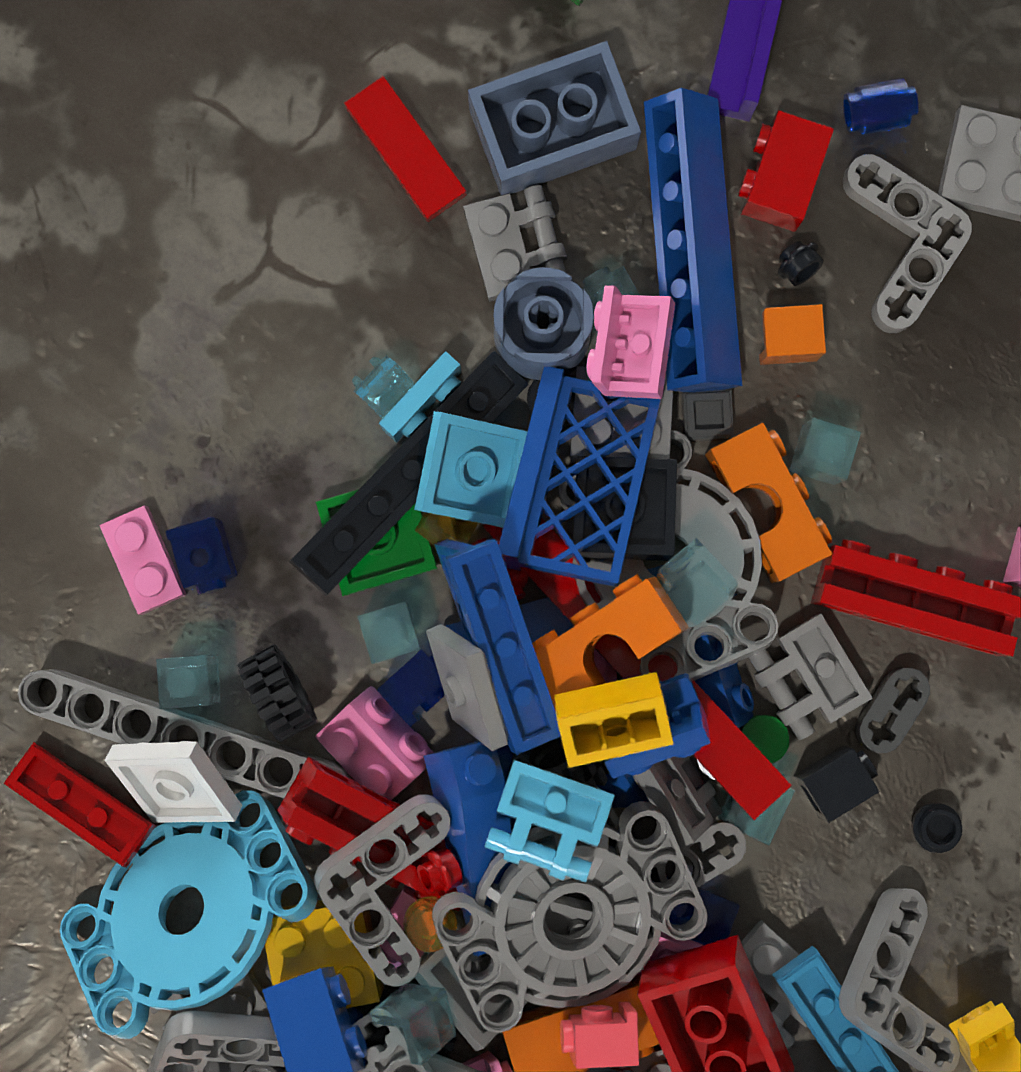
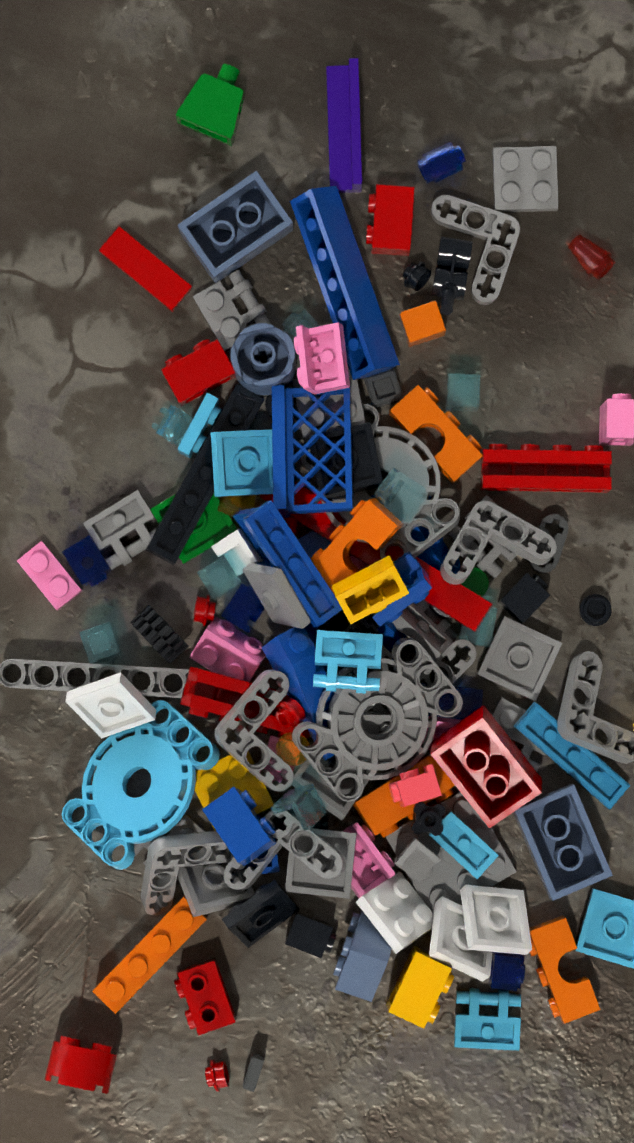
camera: 15 degrees left, 0 degrees up
(79, 804) = (53, 738): red tile -> none
(265, 508) = (119, 521): none -> light grey plate
(355, 672) = (204, 610): none -> red plate
(428, 599) = (237, 551): none -> white panel
(441, 317) = (198, 371): none -> red brick
(806, 872) = (519, 658): none -> light grey plate
(807, 671) = (484, 531): none -> light grey beam
(849, 275) = (451, 272): none -> black beam

